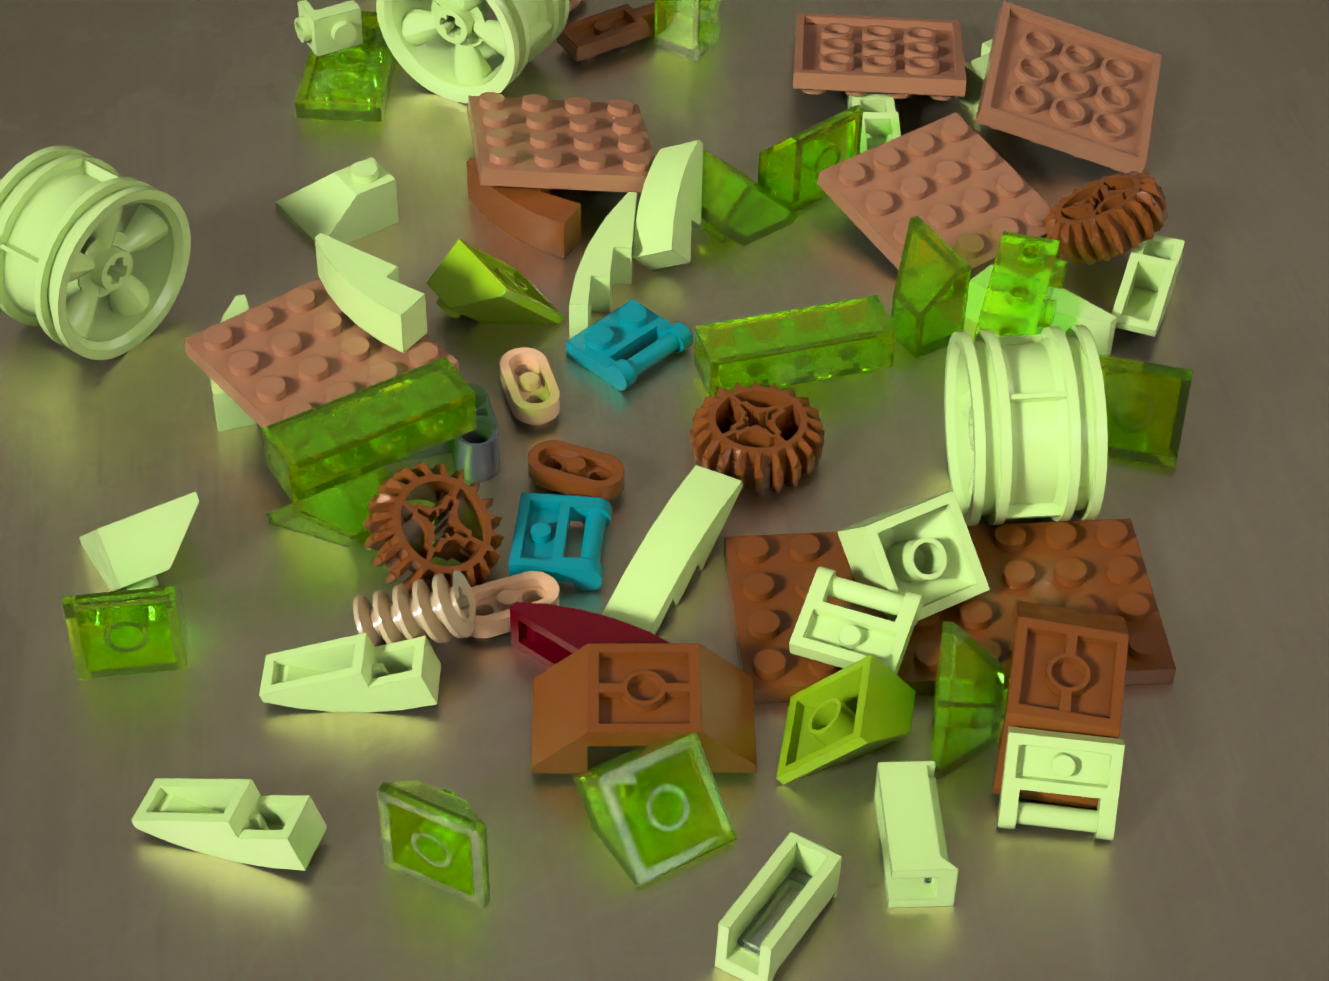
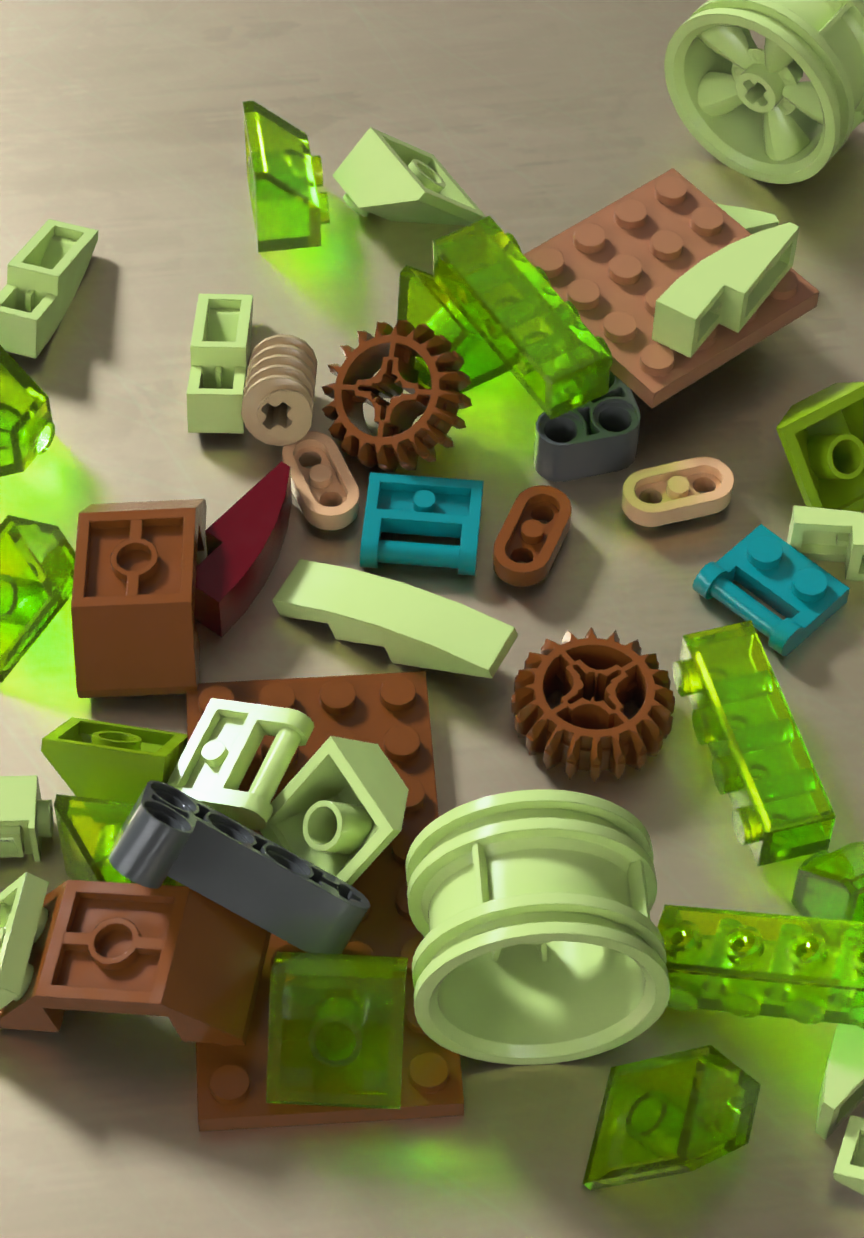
camera: 90 degrees right, 10 degrees up
(998, 594) = (236, 869): none -> dark grey beam
(1100, 558) = (336, 1030): none -> clear neon green slope

